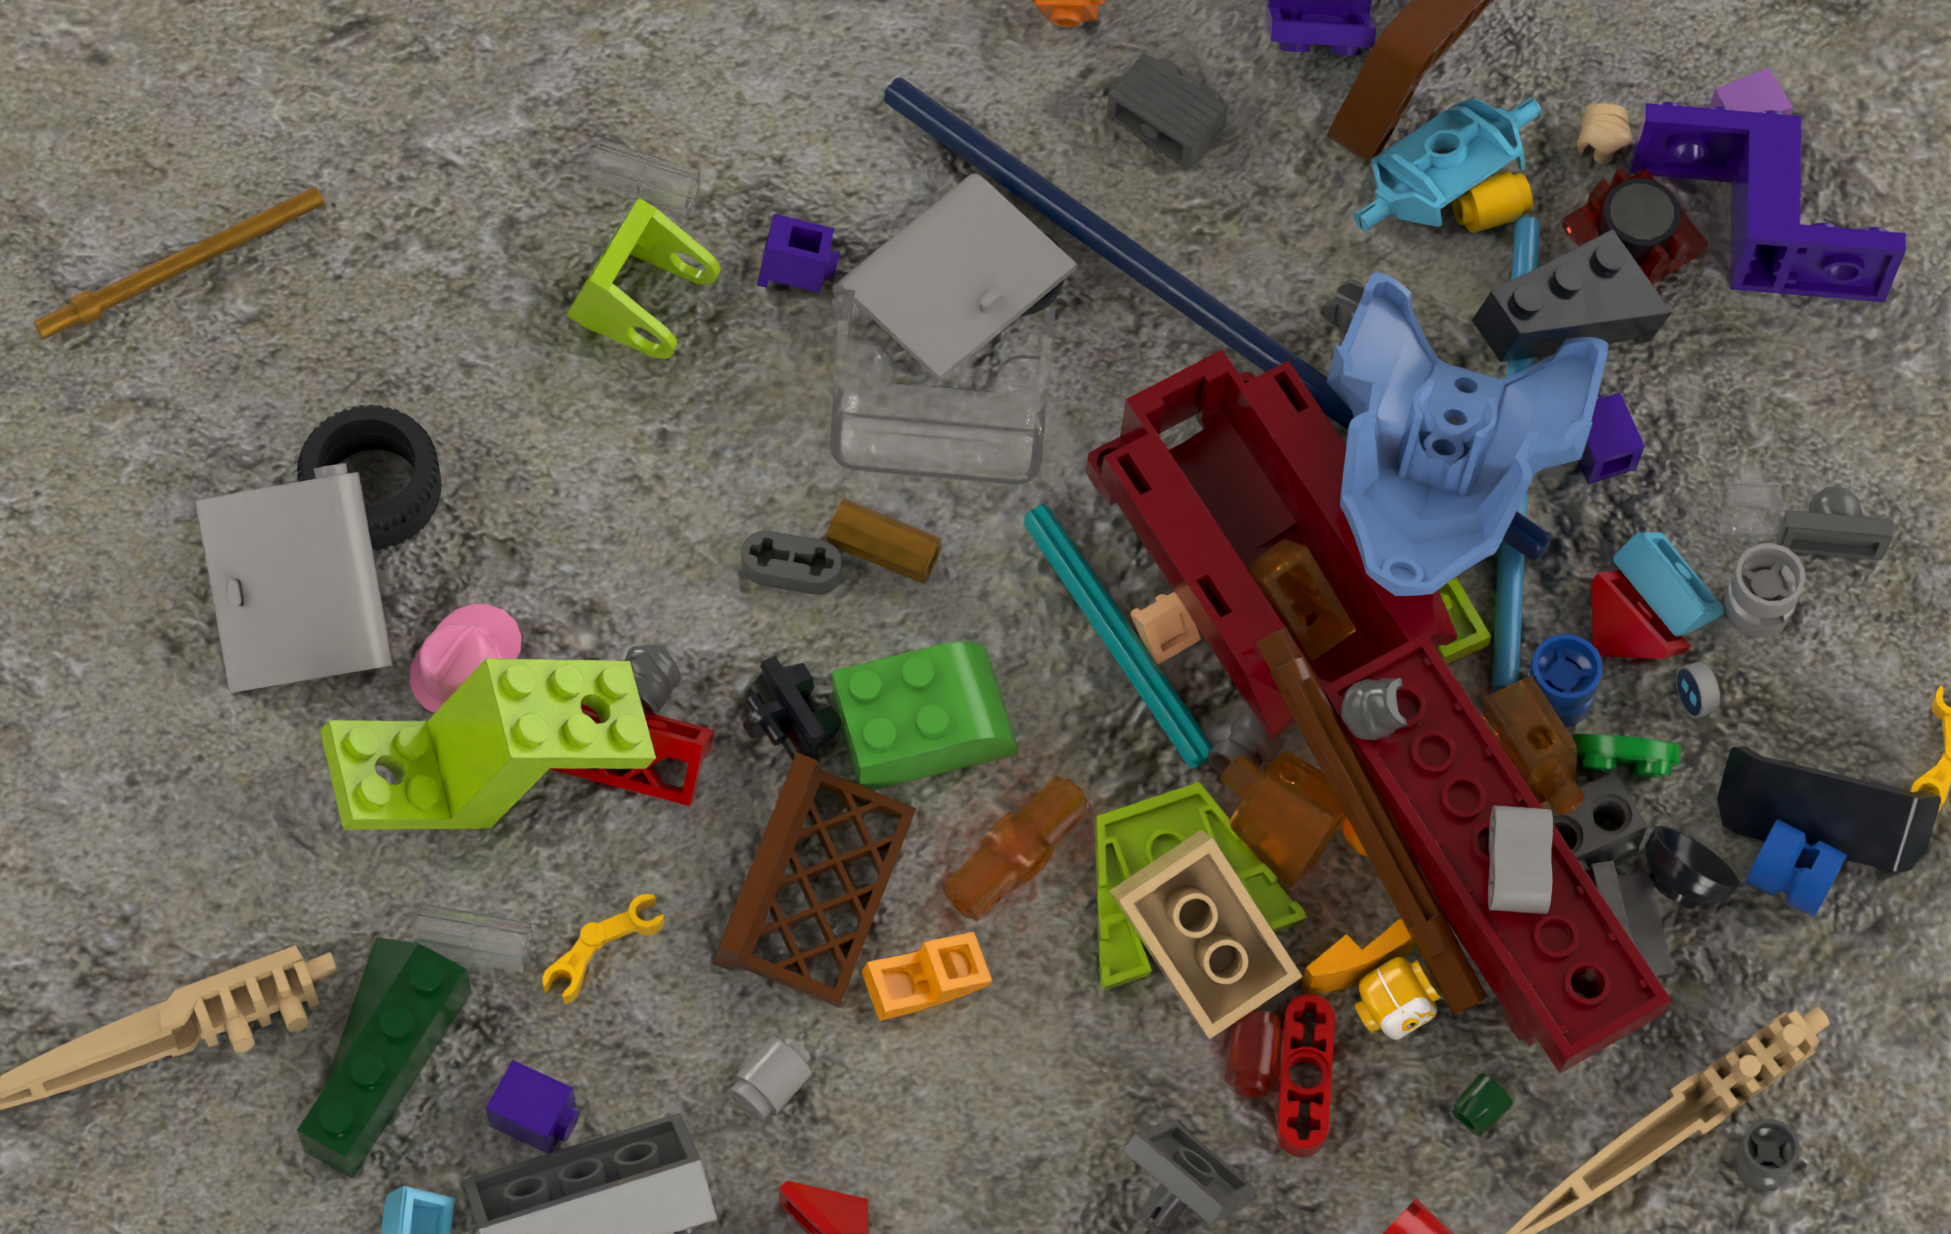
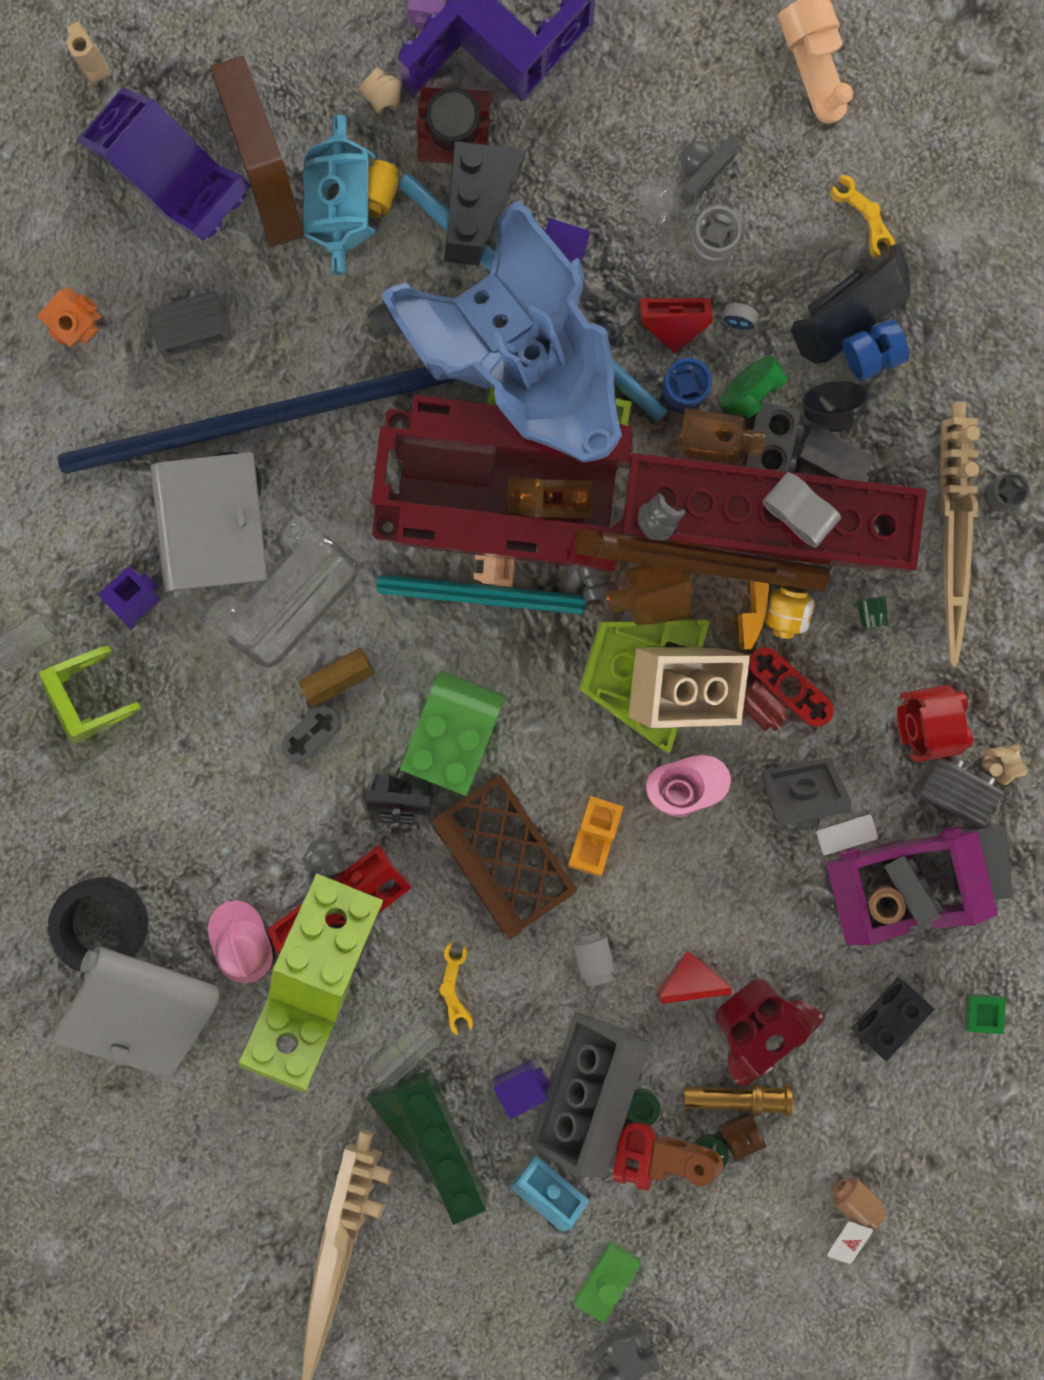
camera: 55 degrees left, 25 degrees up
(1016, 848) = (562, 740): clear orange piece -> none
(1078, 1028) = (688, 785): none -> bright pink piece
(1667, 583) = (668, 281): medium azure slope -> none

